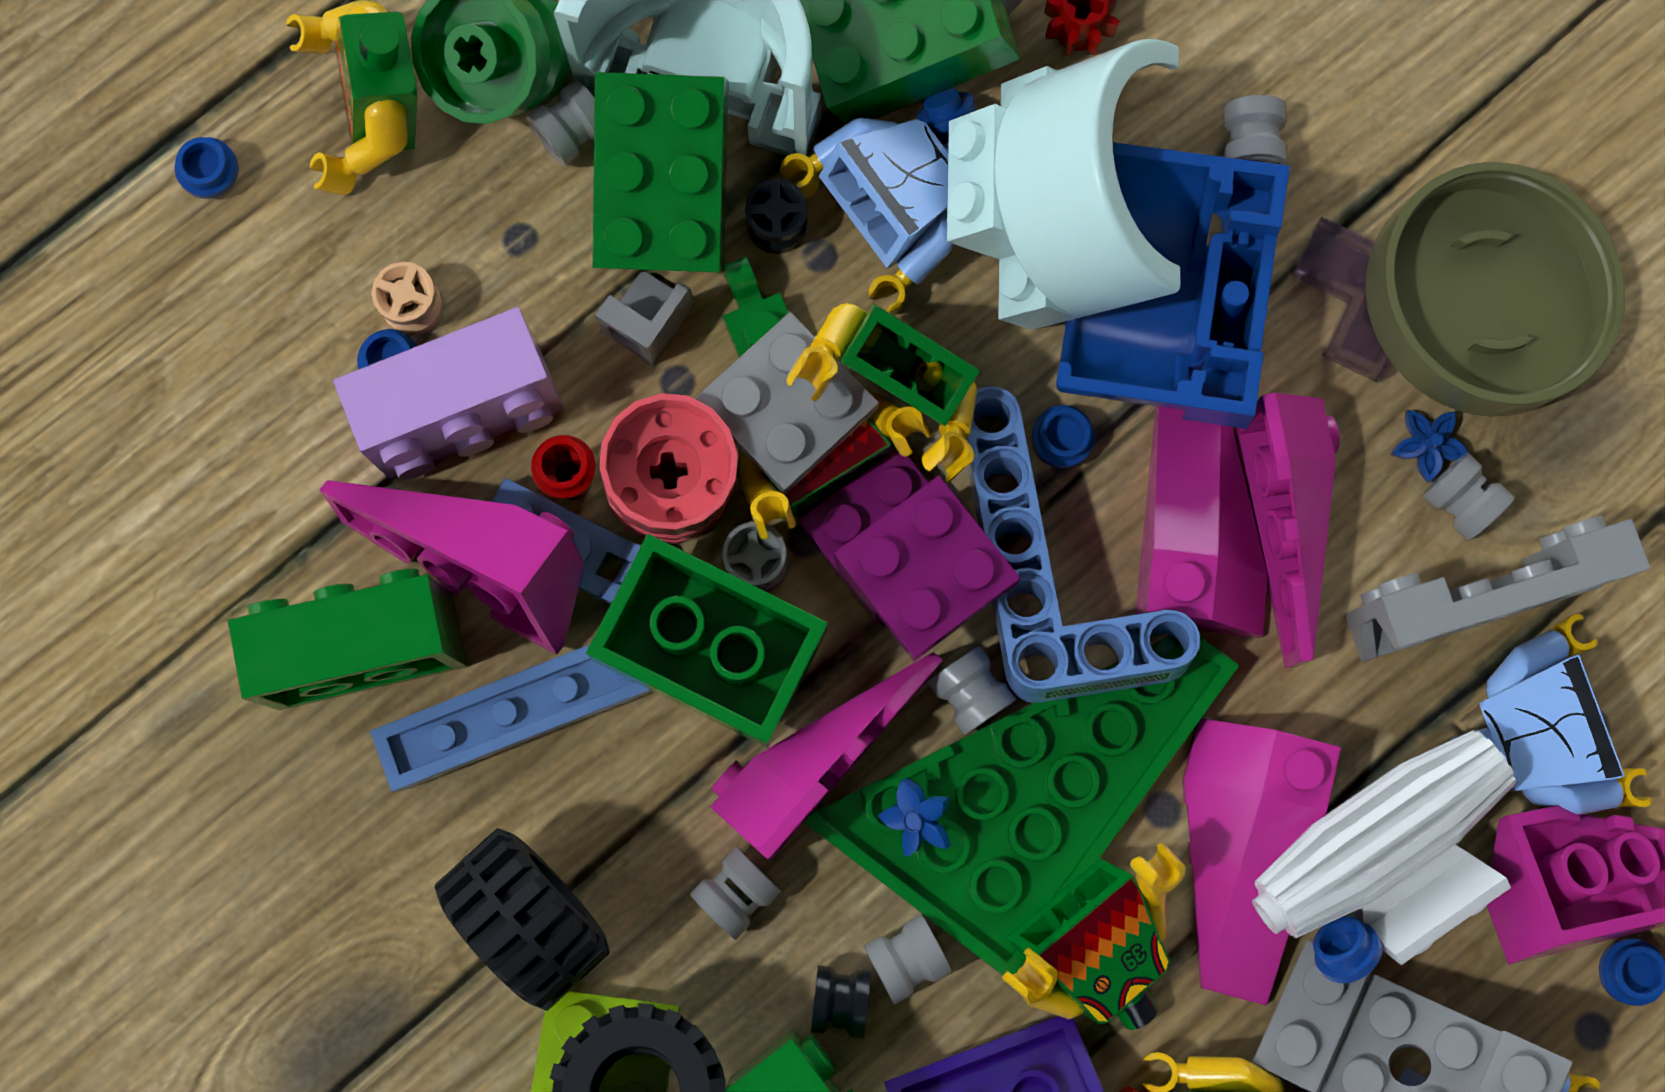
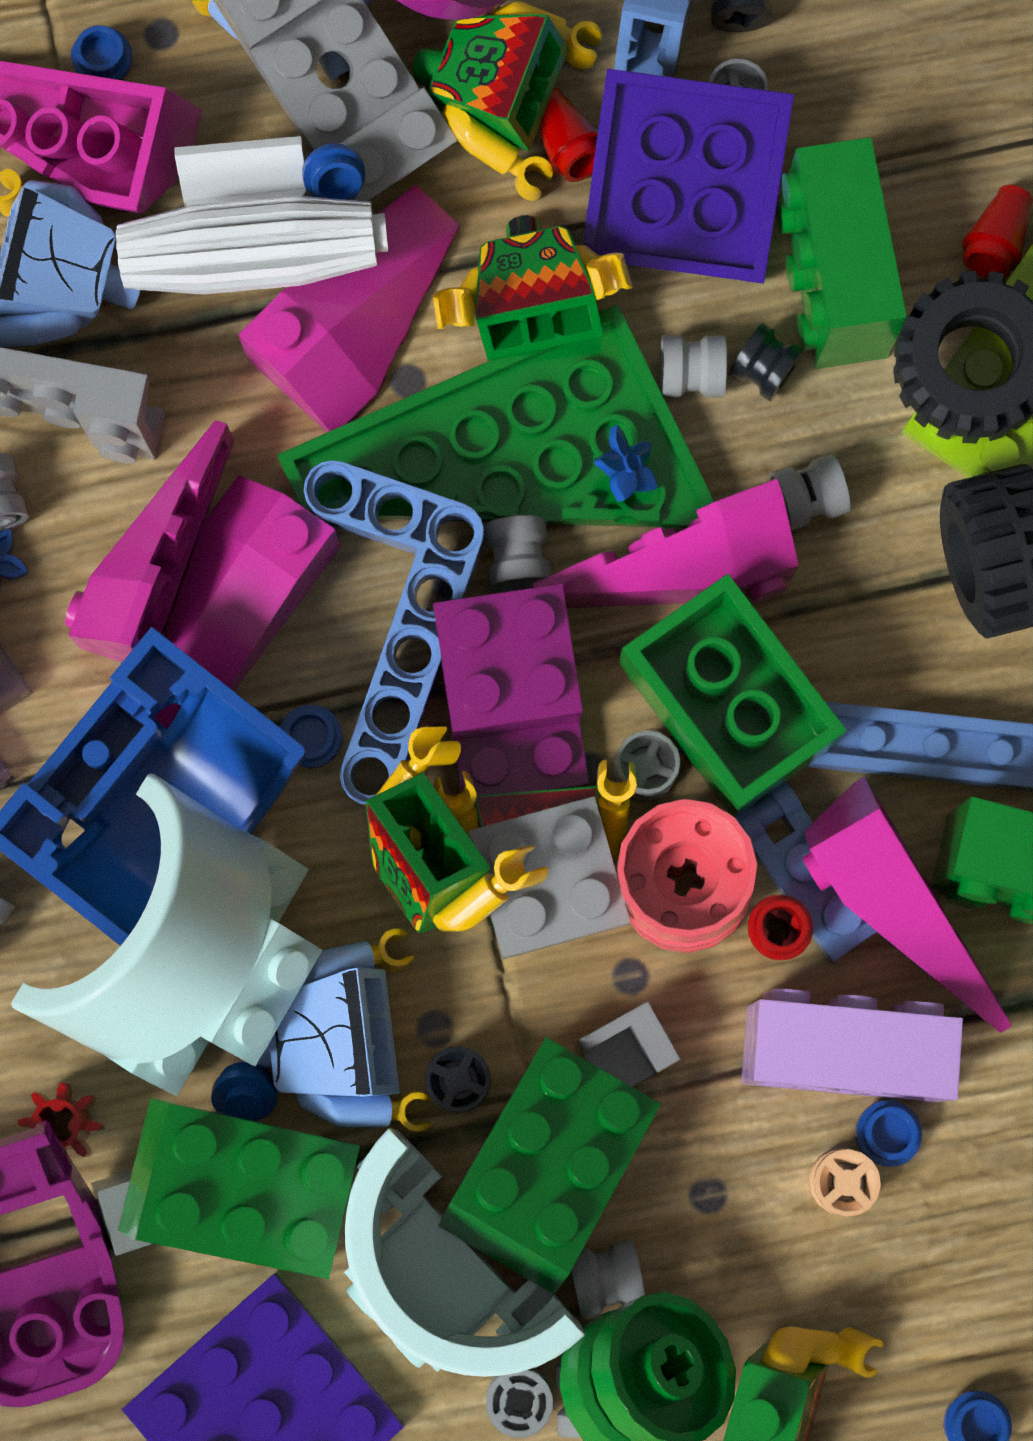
camera: 150 degrees left, 0 degrees up
(754, 314) = (529, 985): green plate -> none

